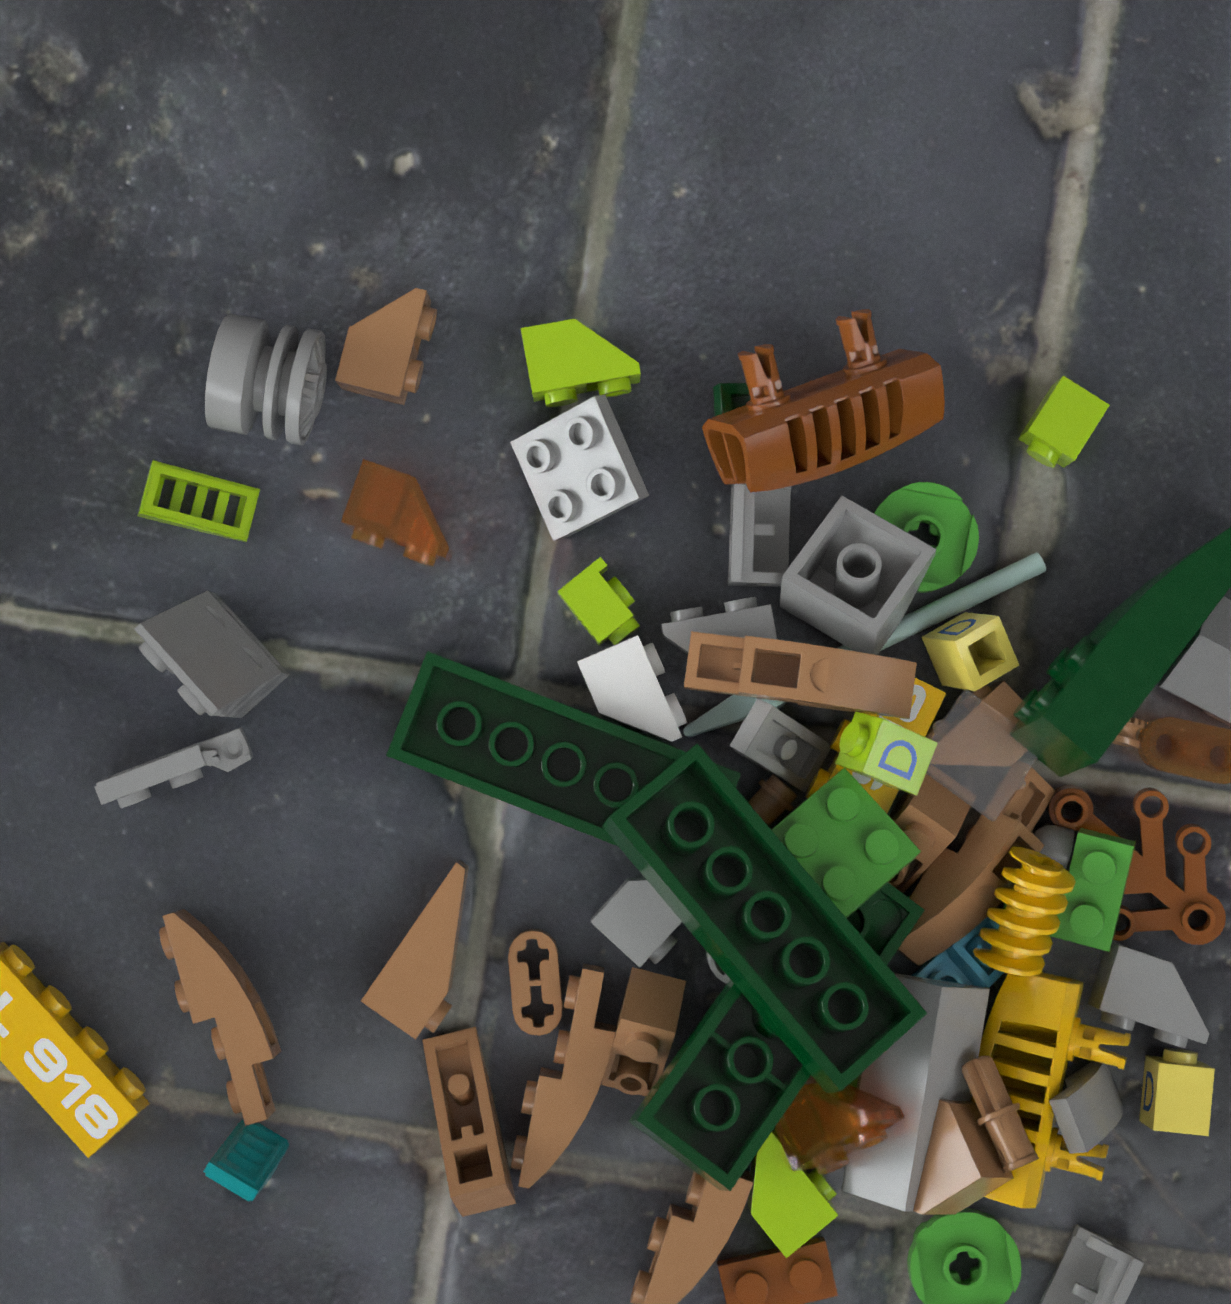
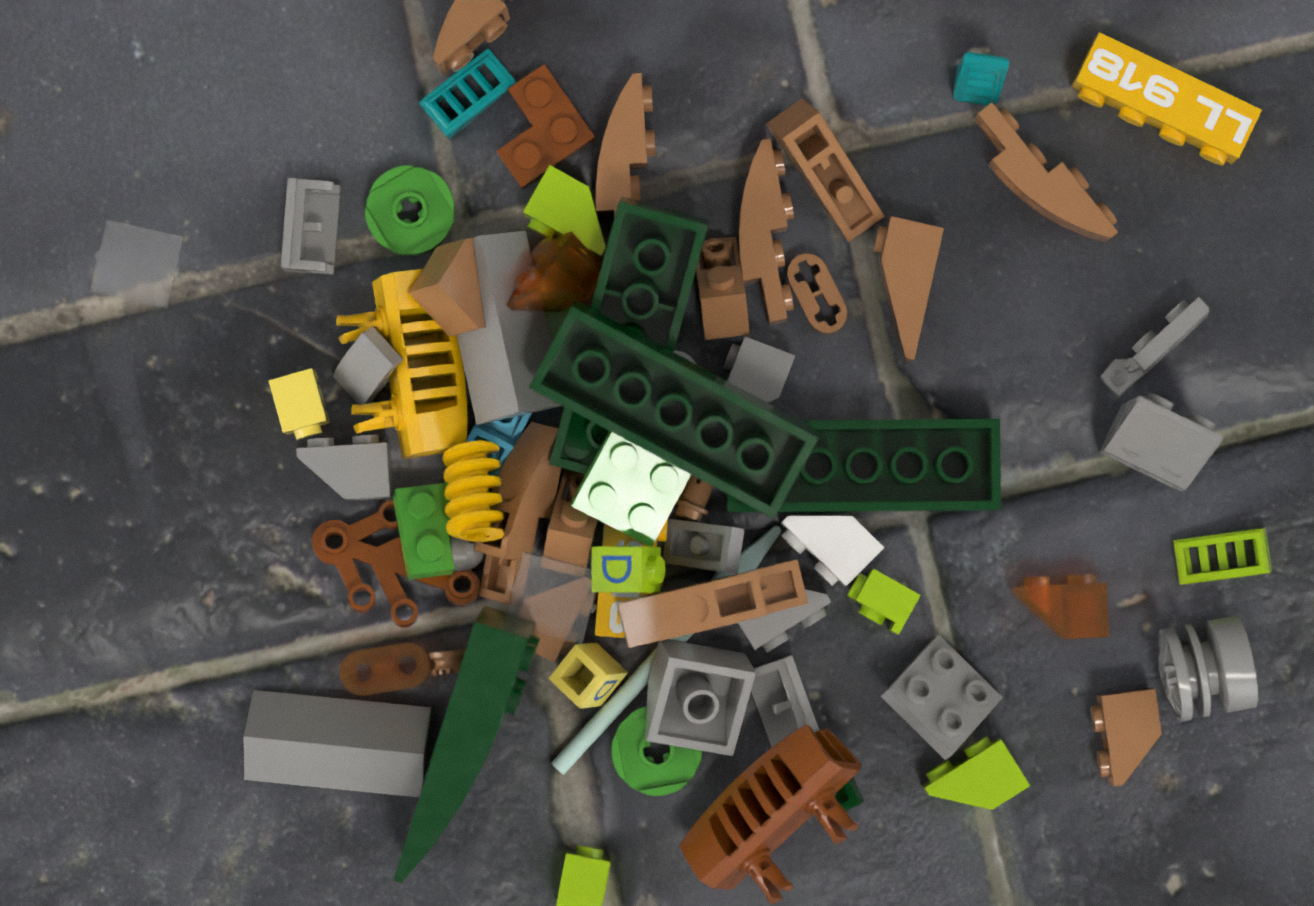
camera: 160 degrees right, 0 degrees up
(998, 1113) = (437, 334): medium nougat axle -> none

